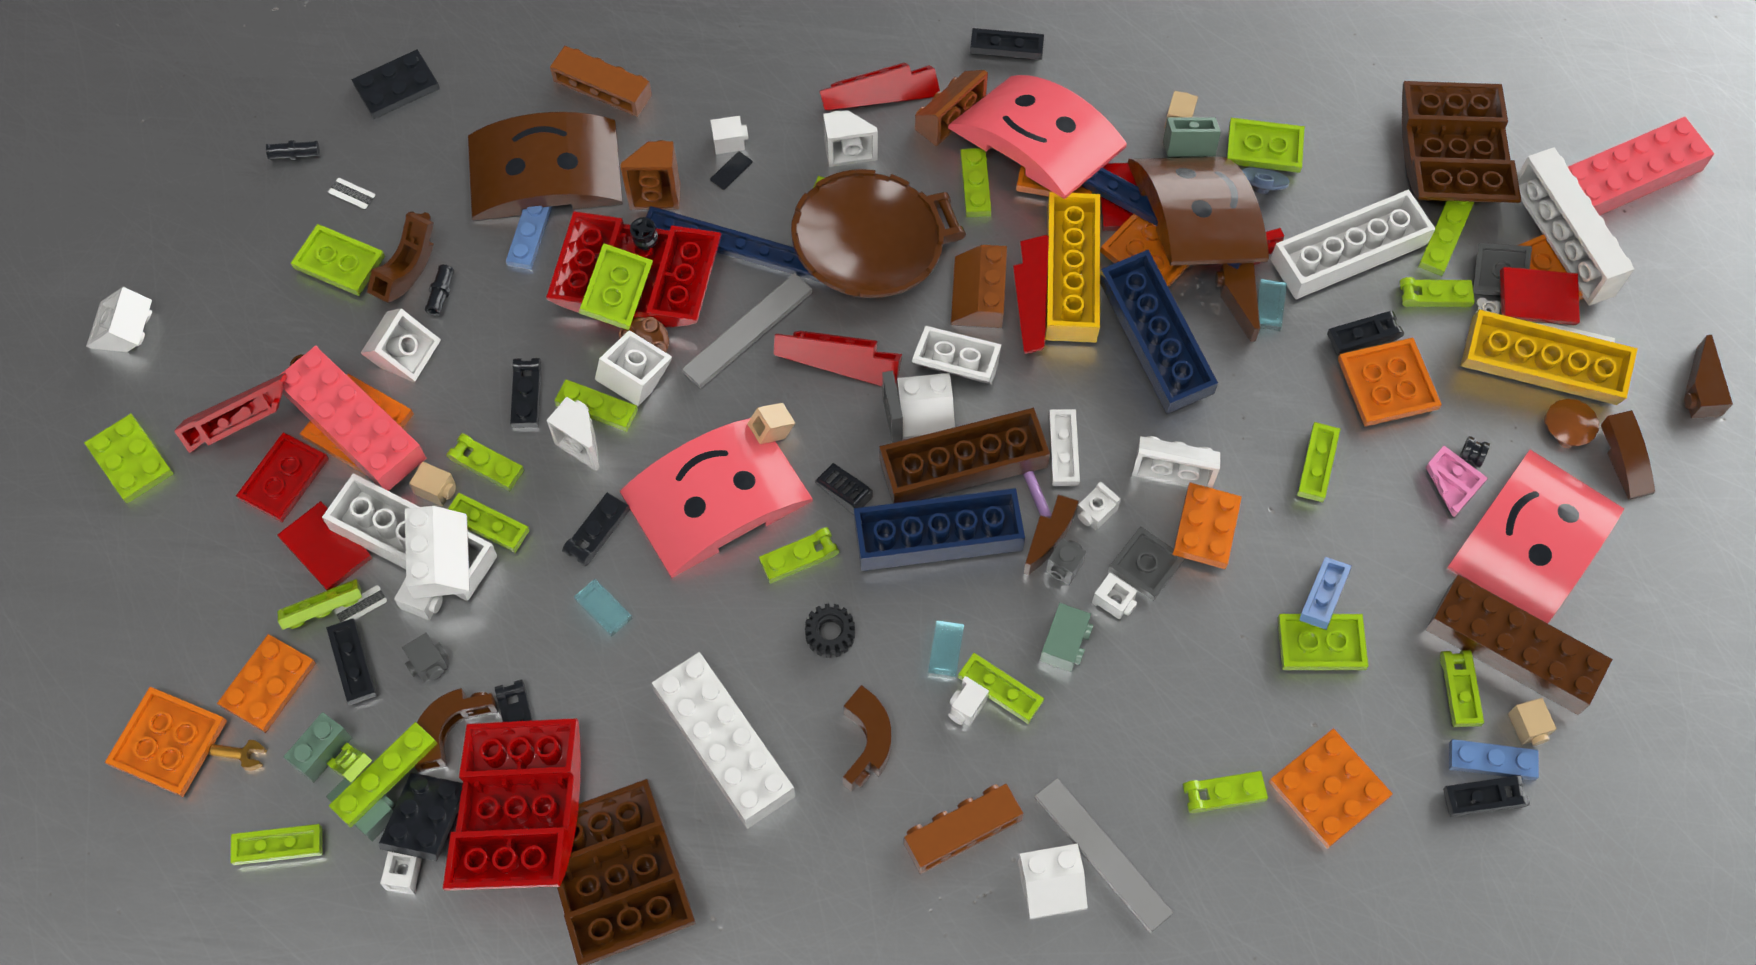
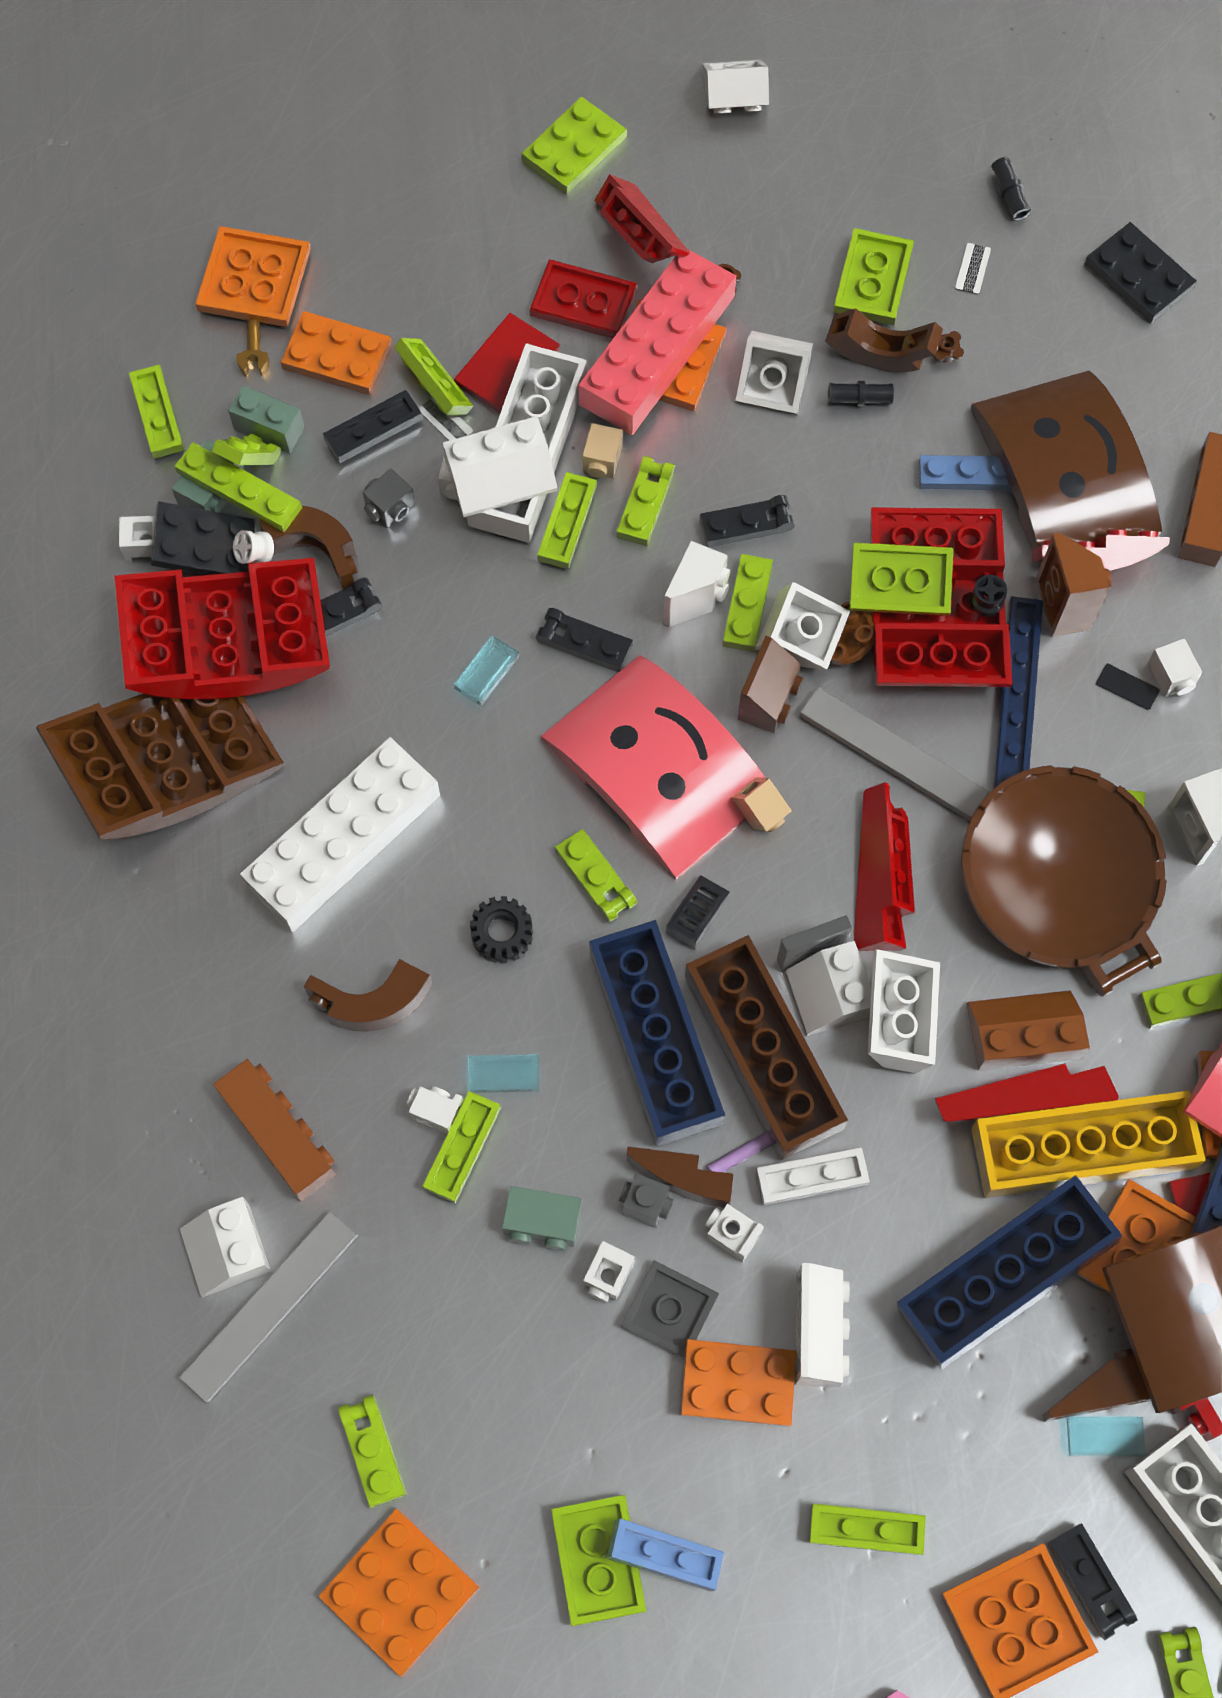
camera: 80 degrees right, 5 degrees up
(450, 775) = (253, 547): none -> white wheel
(623, 146) = (1117, 548): none -> slope
(676, 400) = (769, 687): none -> slope

